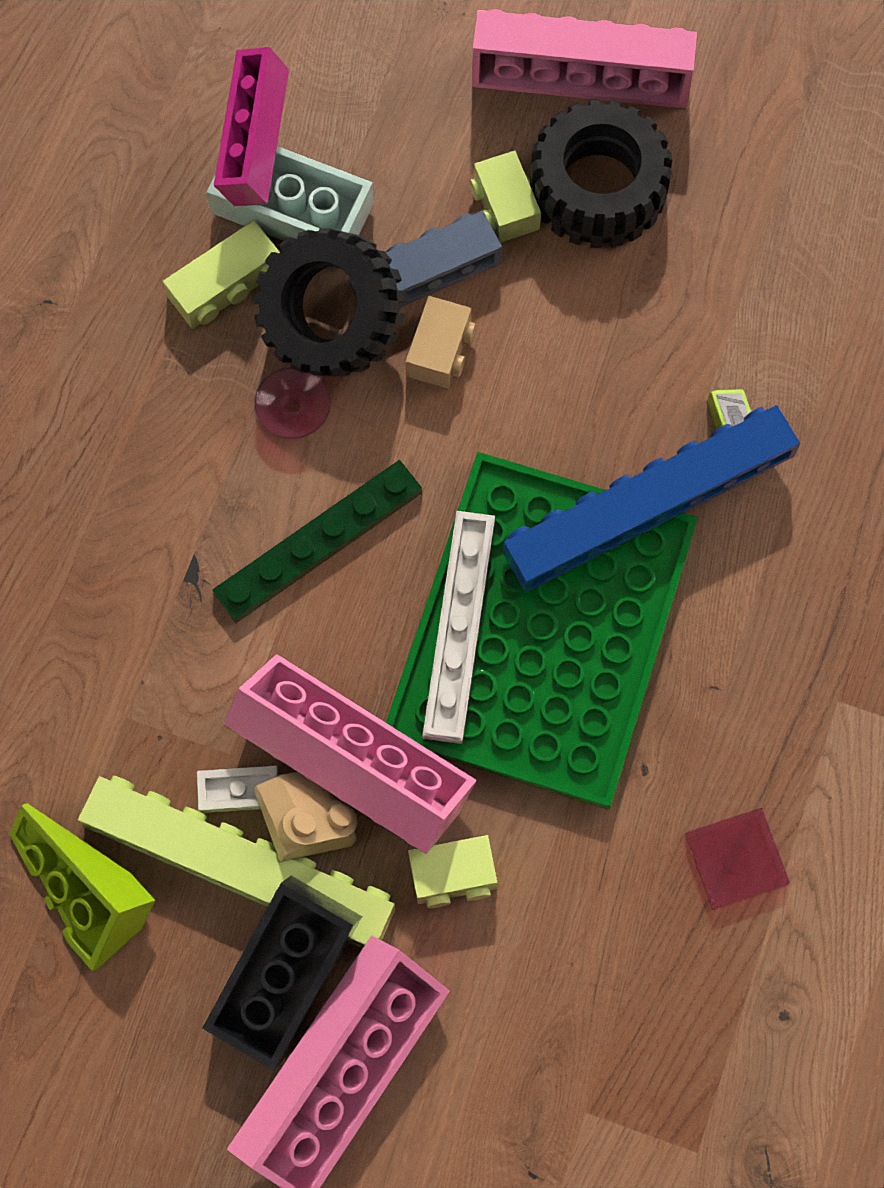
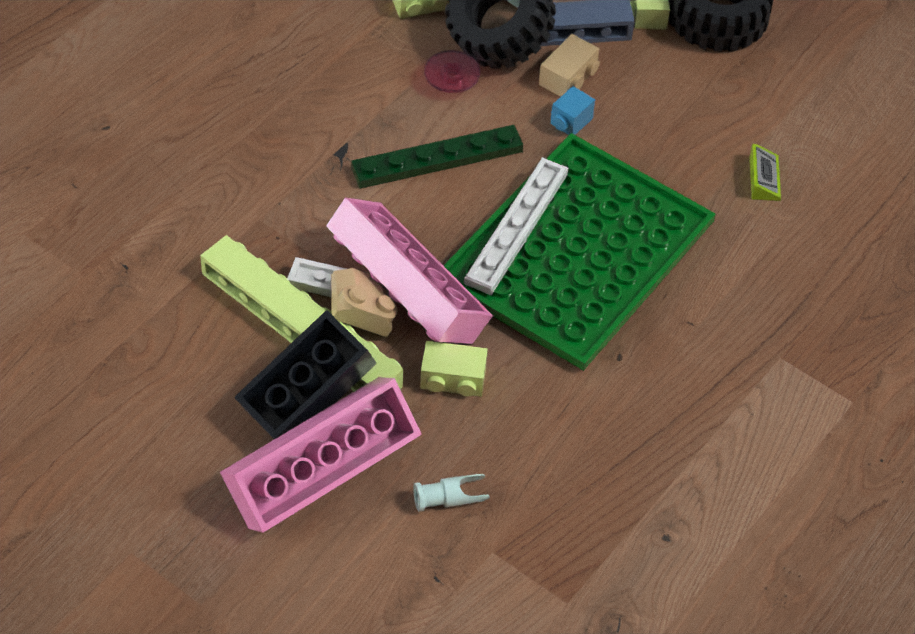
camera: 15 degrees right, 20 degrees down
(90, 891) = (188, 304): lime wedge -> none
(467, 415) = (572, 111): none -> dark azure brick
(503, 1055) = (446, 493): none -> light aqua piece
(649, 498) = (684, 187): blue brick -> none
(737, 859) = (667, 428): clear pink tile -> none

